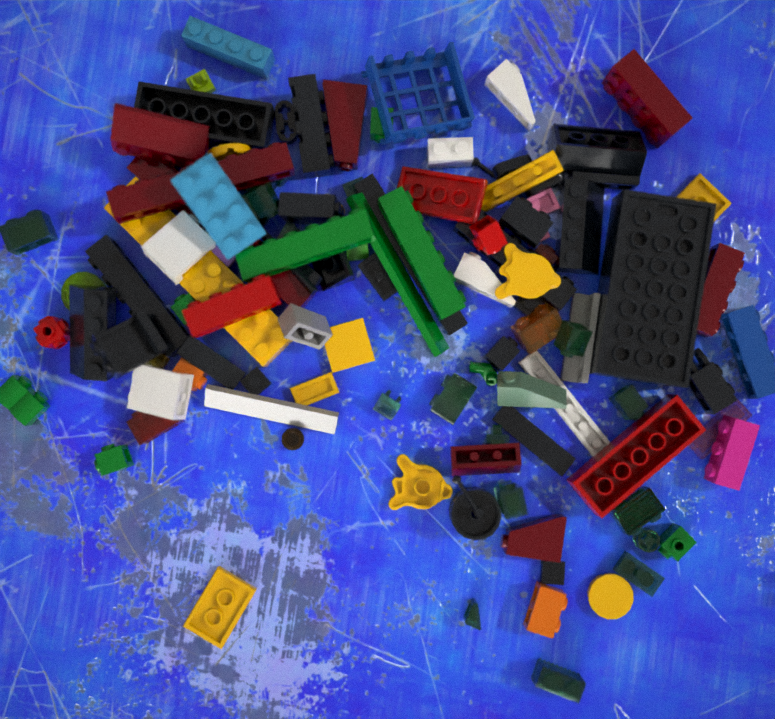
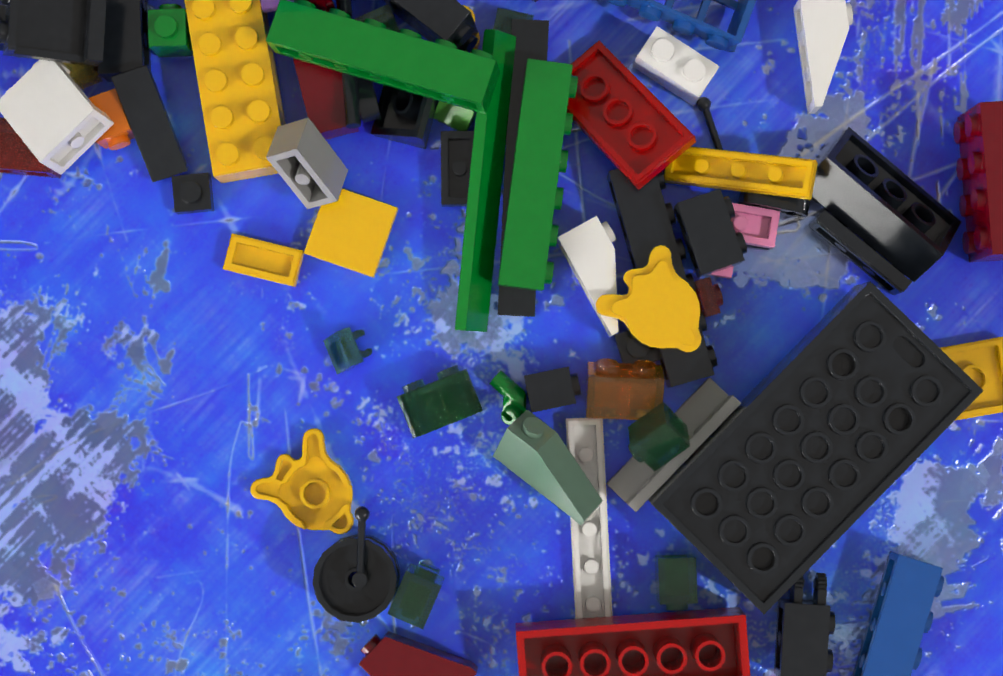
camera: 45 degrees right, 0 degrees up
(231, 306) = (226, 66): red brick -> none
(271, 409) = (186, 243): tile -> none
(292, 439) = (187, 304): dark brown plate -> none
(485, 459) = (423, 515): dark red brick -> none
(488, 235) = (641, 214): red brick -> none
(496, 436) = (459, 501): tile -> none
(510, 165) = (742, 141): black beam -> none
(534, 439) = (511, 538): black tile -> none
(579, 227) = (782, 294): black slope -> none
(720, 277) = (907, 507): dark red brick -> none

